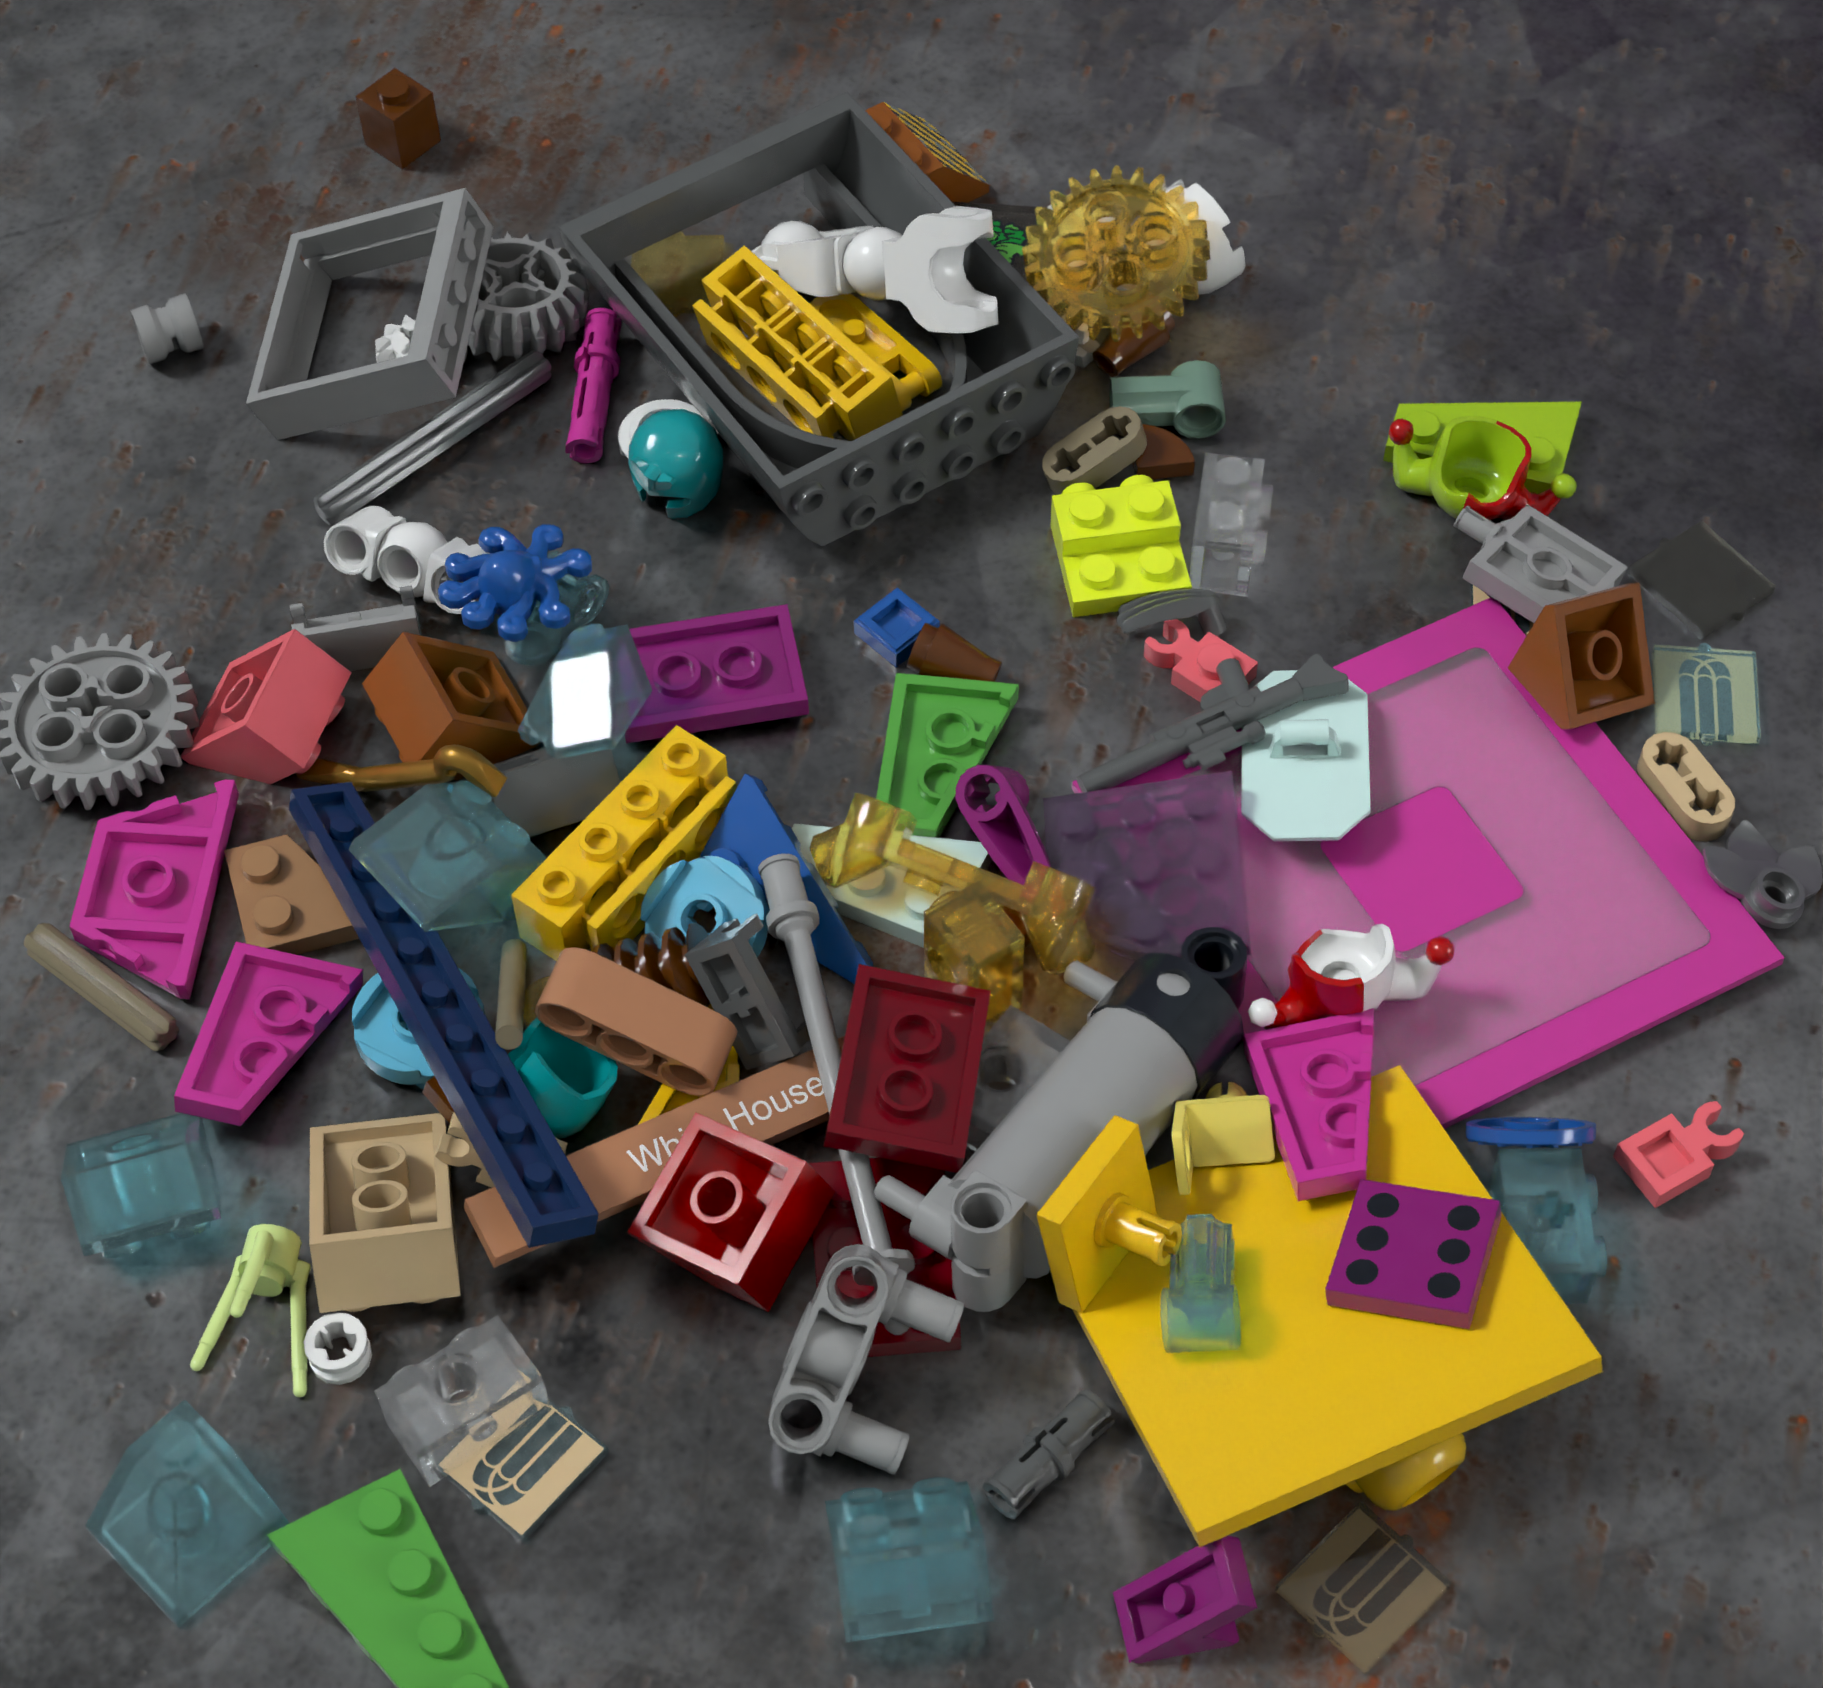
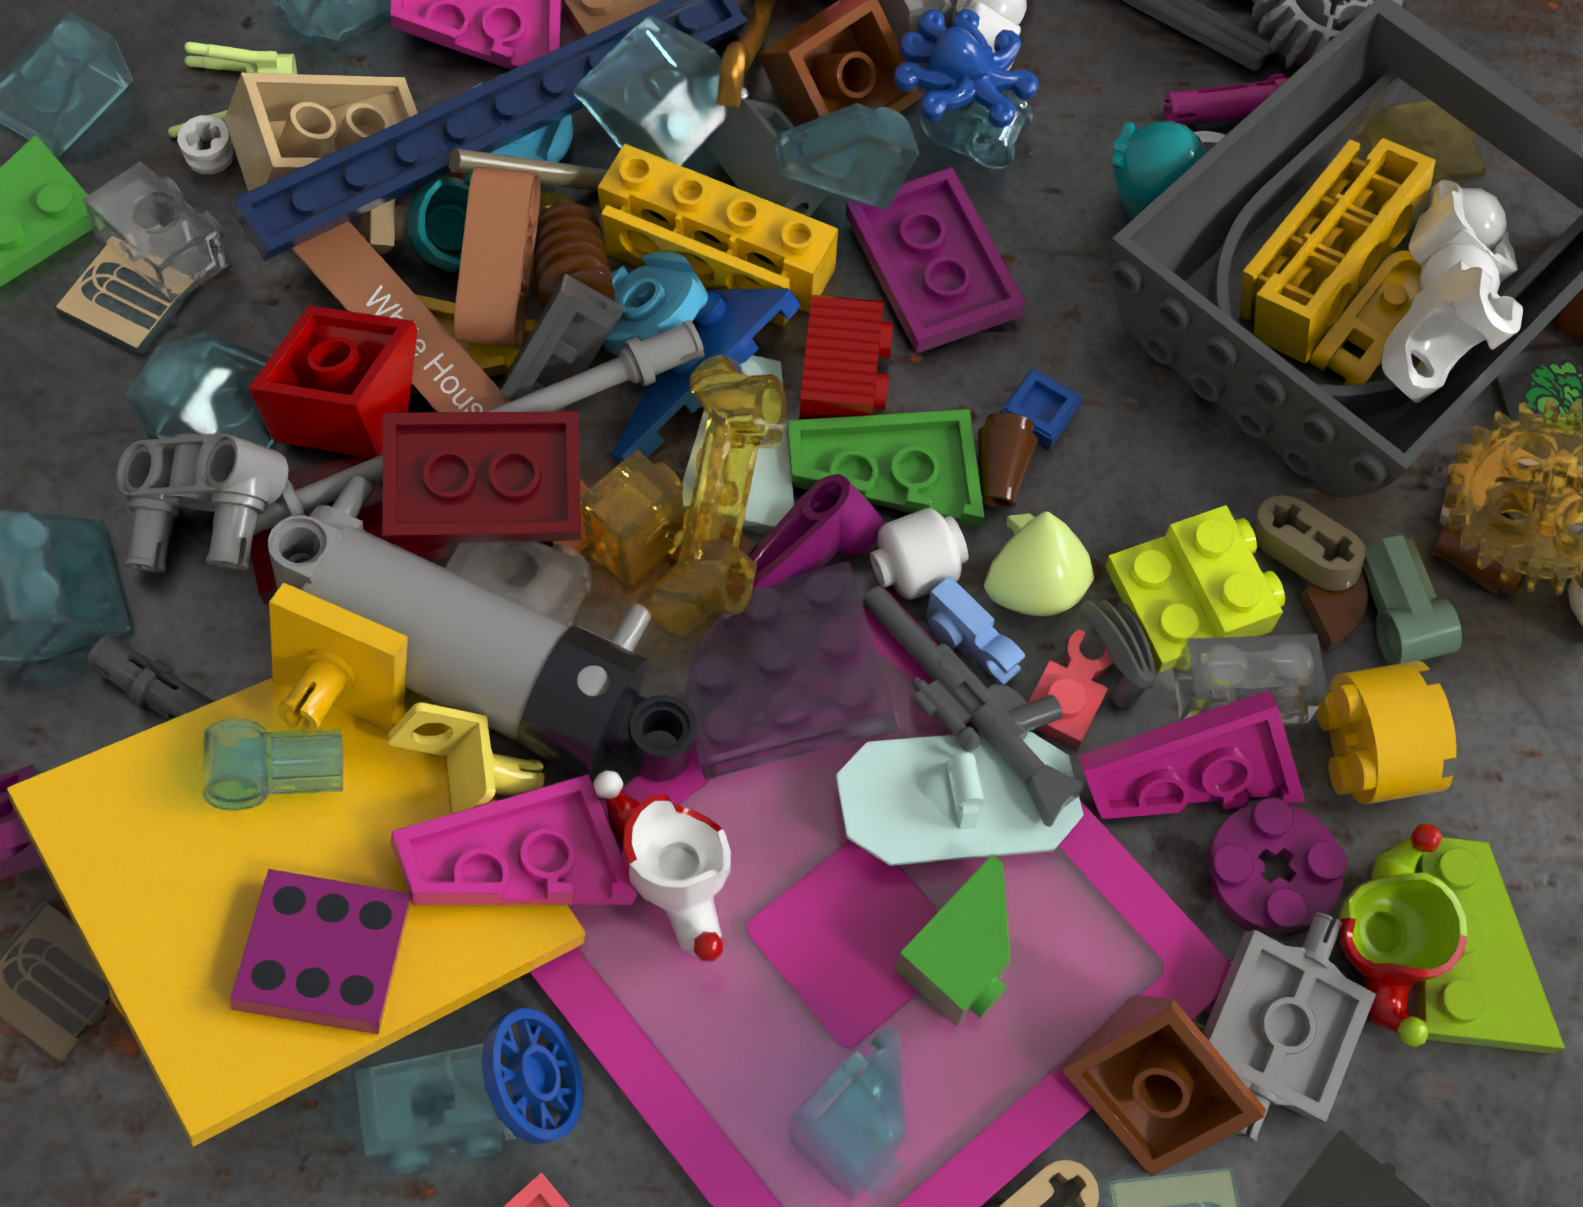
camera: 75 degrees right, 10 degrees up
(699, 1362) = (200, 390): none -> clear light blue slope
(812, 765) = (843, 357): none -> red brick
(1047, 739) = (919, 553): none -> white head
(1084, 648) = (1040, 567): none -> yellowish green piece
(1127, 720) = (964, 624): none -> light blue plate
(1298, 574) = (1204, 758): none -> dark pink wing
(1304, 431) = (1387, 733): none -> yellow brick
(1403, 528) = (1311, 860): none -> magenta plate
(1450, 771) = (963, 948): none -> bright green slope
(1599, 877) = (857, 1120): none -> clear light blue slope

